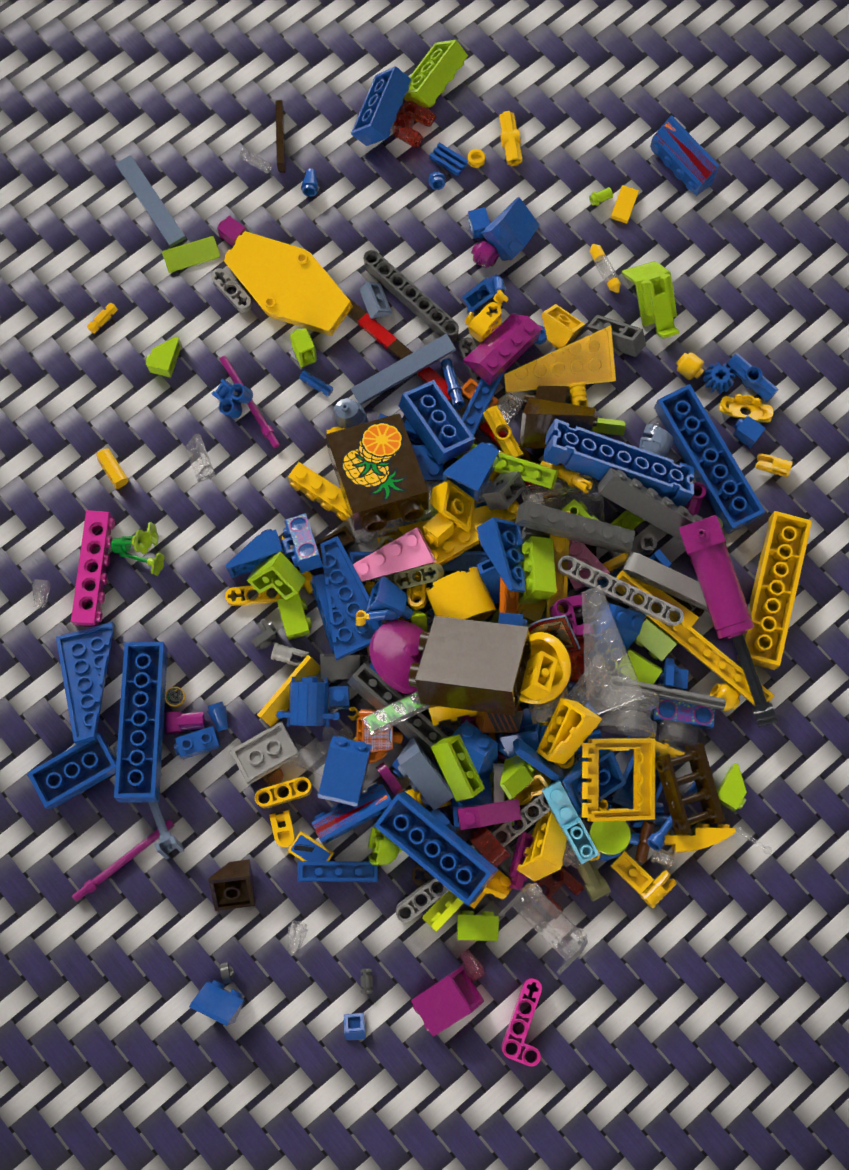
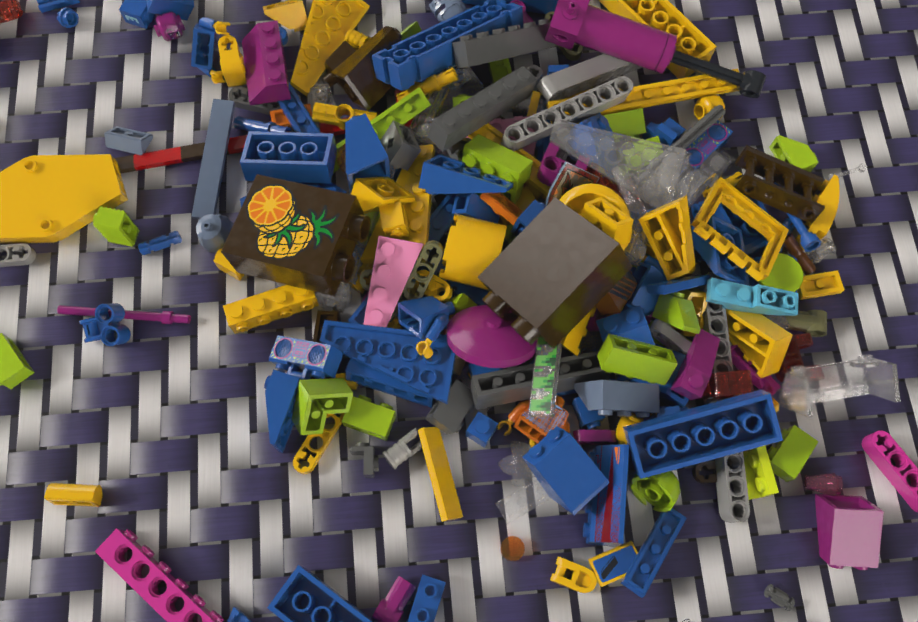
camera: 55 degrees left, 5 degrees down
(141, 543) = (178, 513): lime plant -> none
(175, 696) = (360, 594): tile -> none
(199, 458) = (139, 398): clear tile -> none
(218, 715) = (413, 562): blue cone -> none
(264, 753) = (484, 541): light grey tile -> none
(273, 792) = (546, 541): yellow beam -> none
(309, 703) = (469, 461): blue container -> none
(407, 288) = (148, 108): dark grey beam -> none
(658, 889) = (848, 273): yellow hinge -> none

